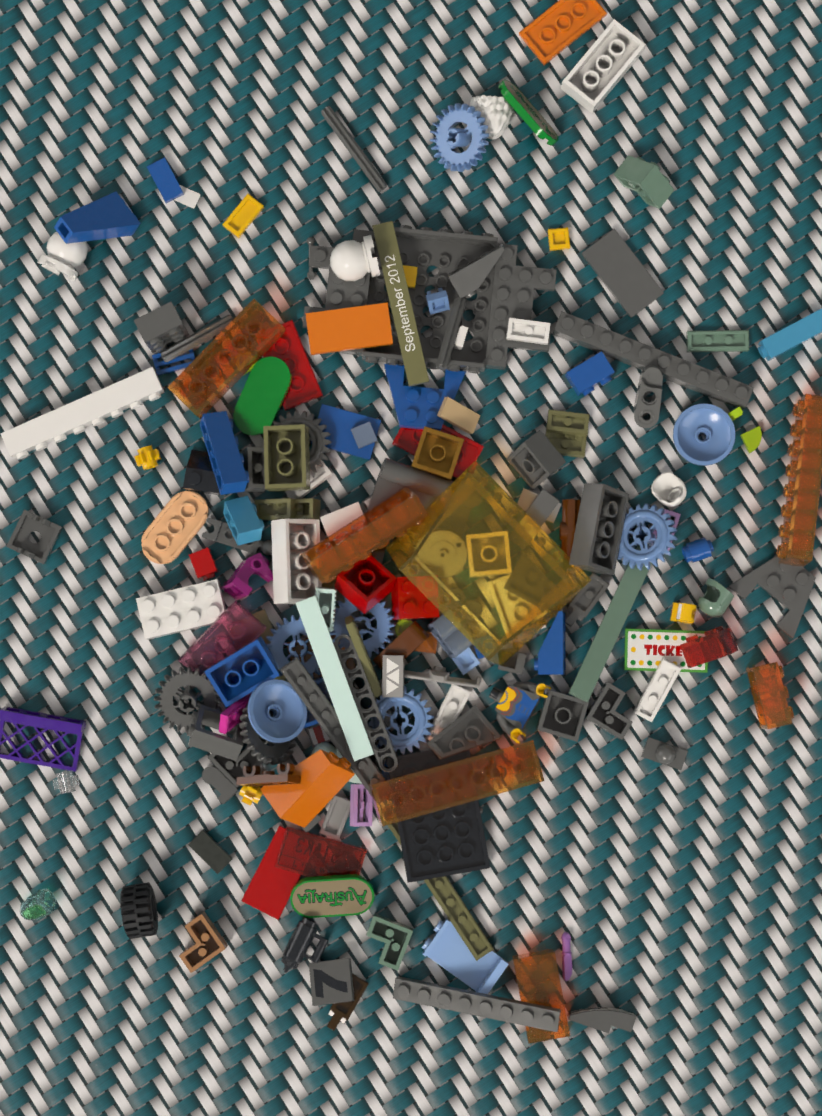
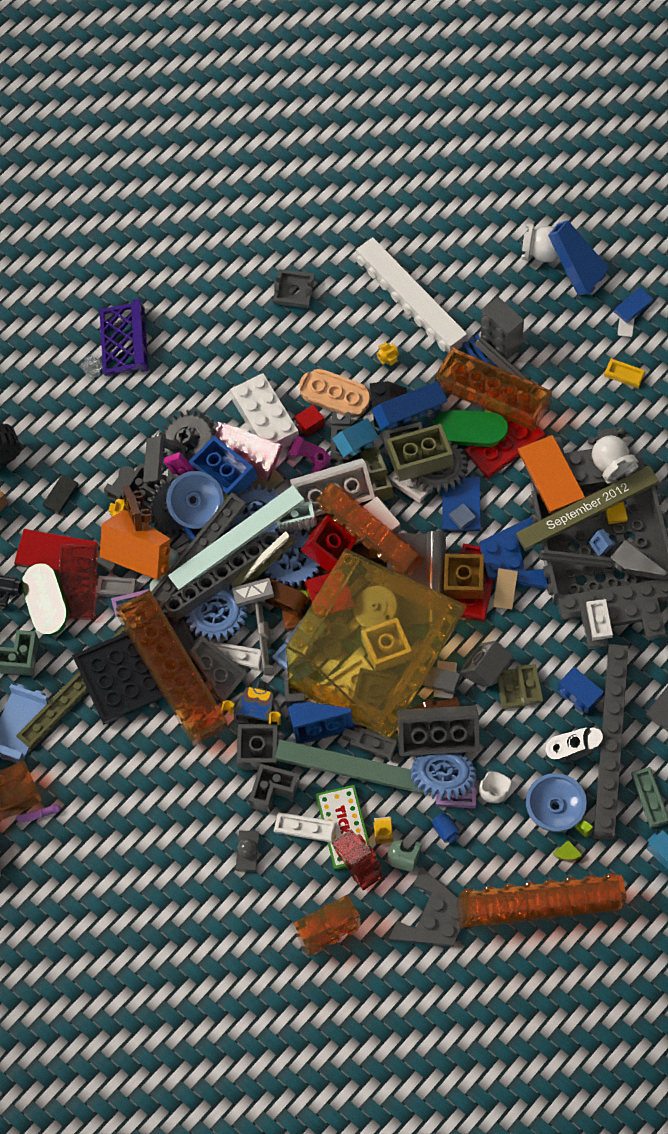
camera: 80 degrees right, 20 degrees down
(460, 337) = (575, 570): white tile -> none

